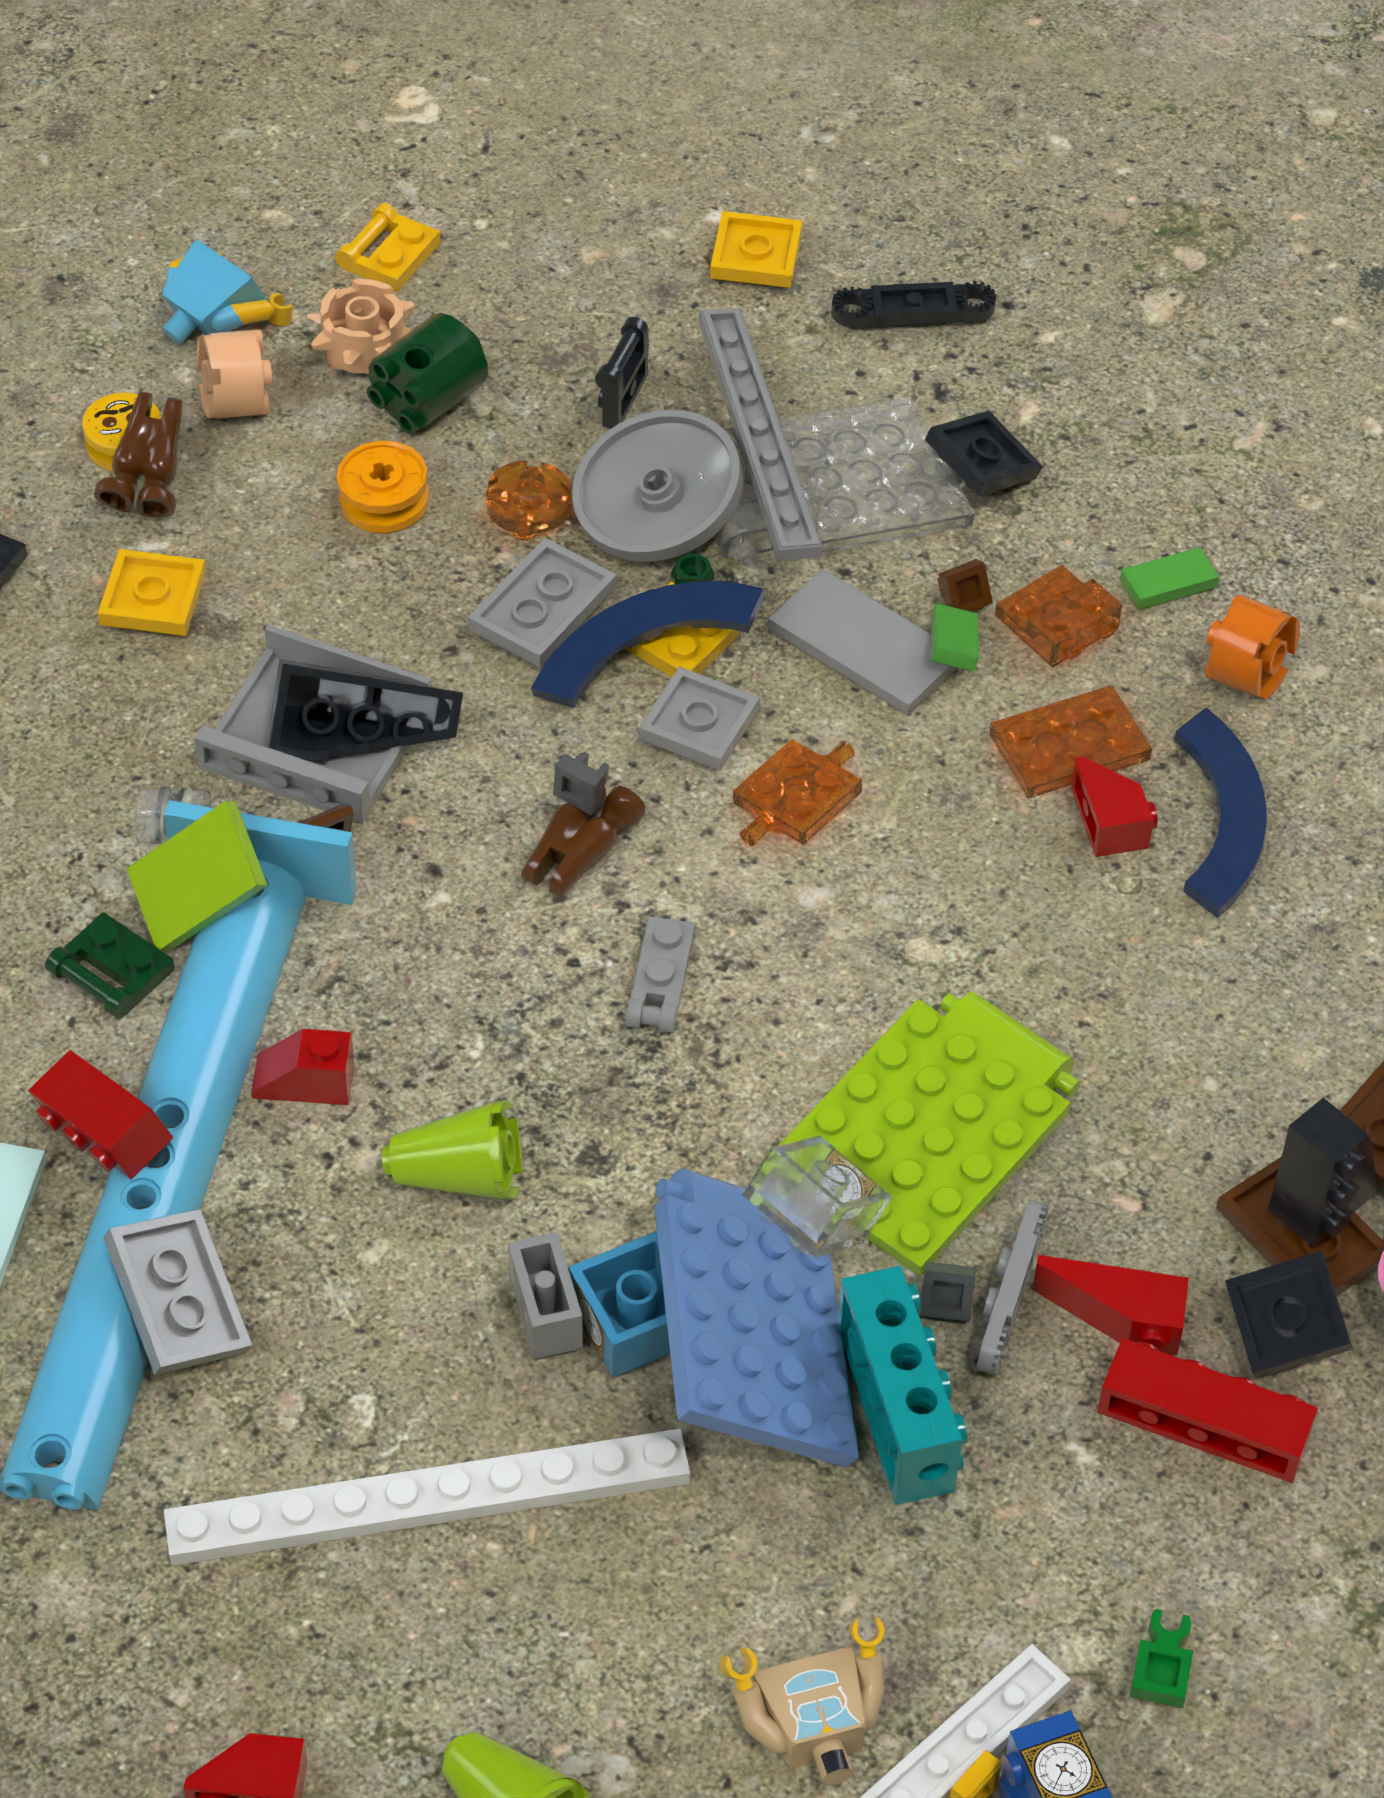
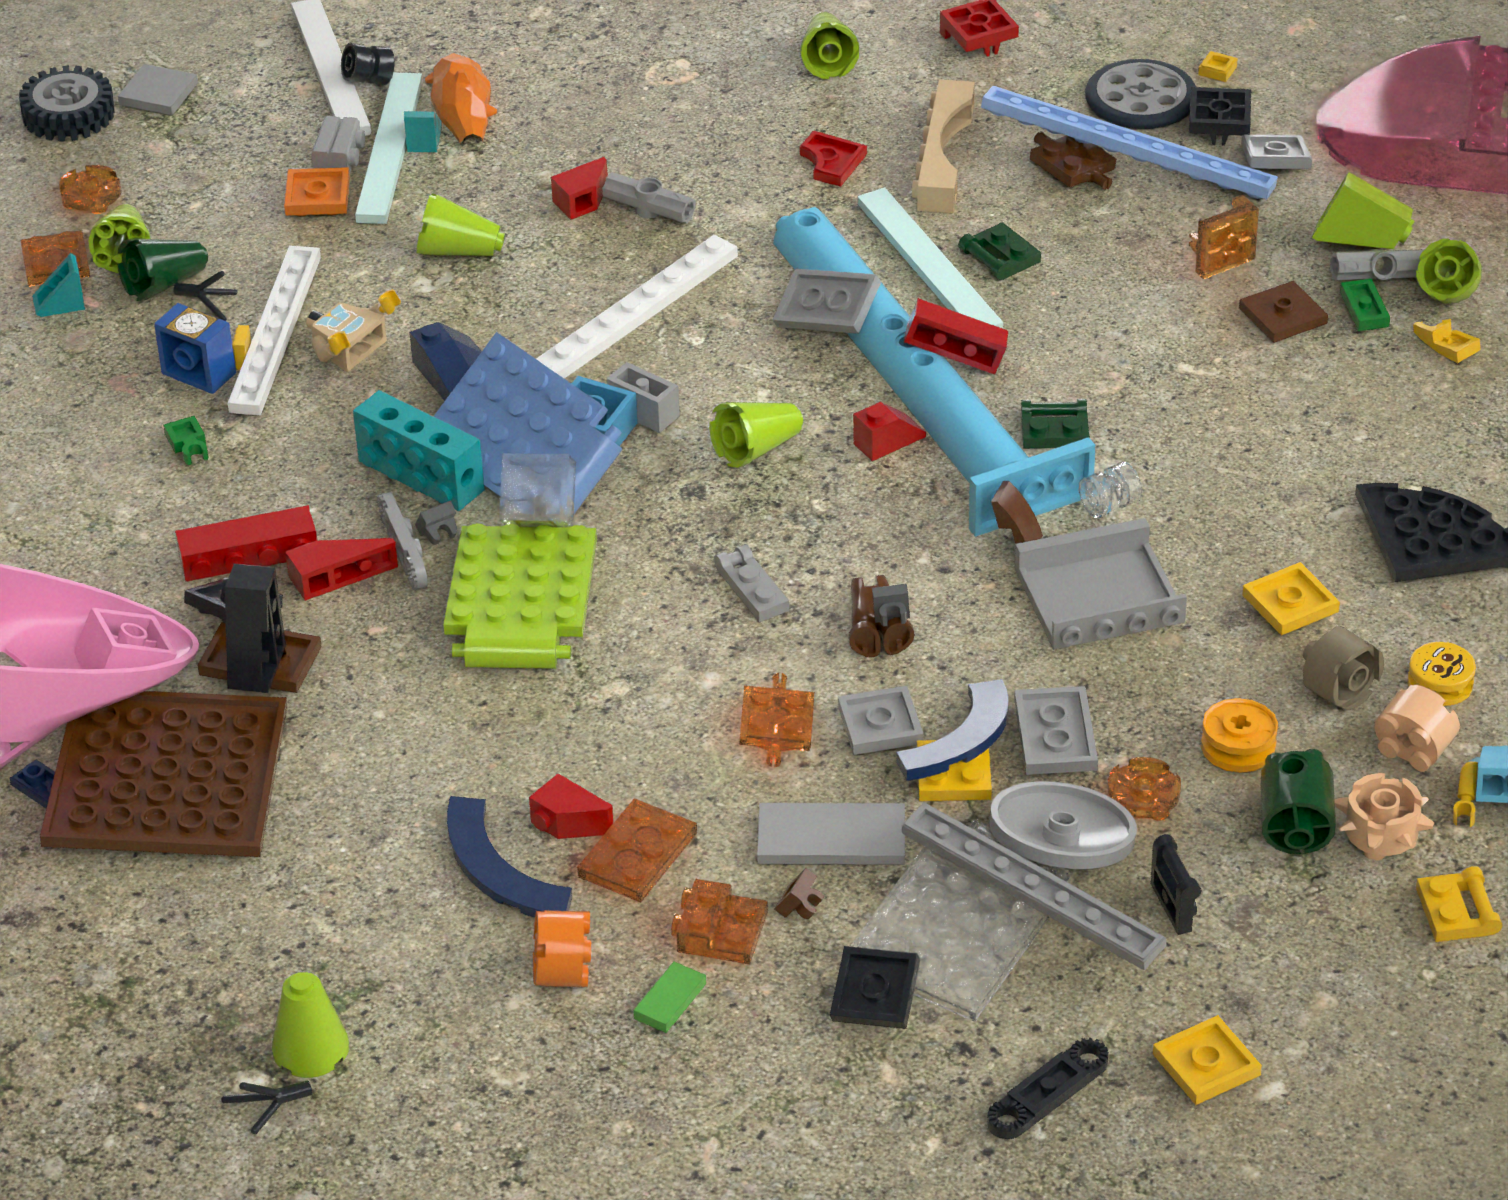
camera: 145 degrees right, 10 degrees down
(146, 450) = (1396, 641): reddish brown piece -> none
(174, 1664) = (649, 197): none -> light grey piece
(196, 876) = (1029, 440): lime tile -> none
(219, 466) = (1342, 668): none -> dark tan brick
(344, 712) = (1099, 574): black wedge -> none
(692, 569) = (980, 803): dark green plate -> none
(715, 1545) = (442, 355): none -> dark blue wedge
(954, 637) = (769, 853): bright green tile -> none

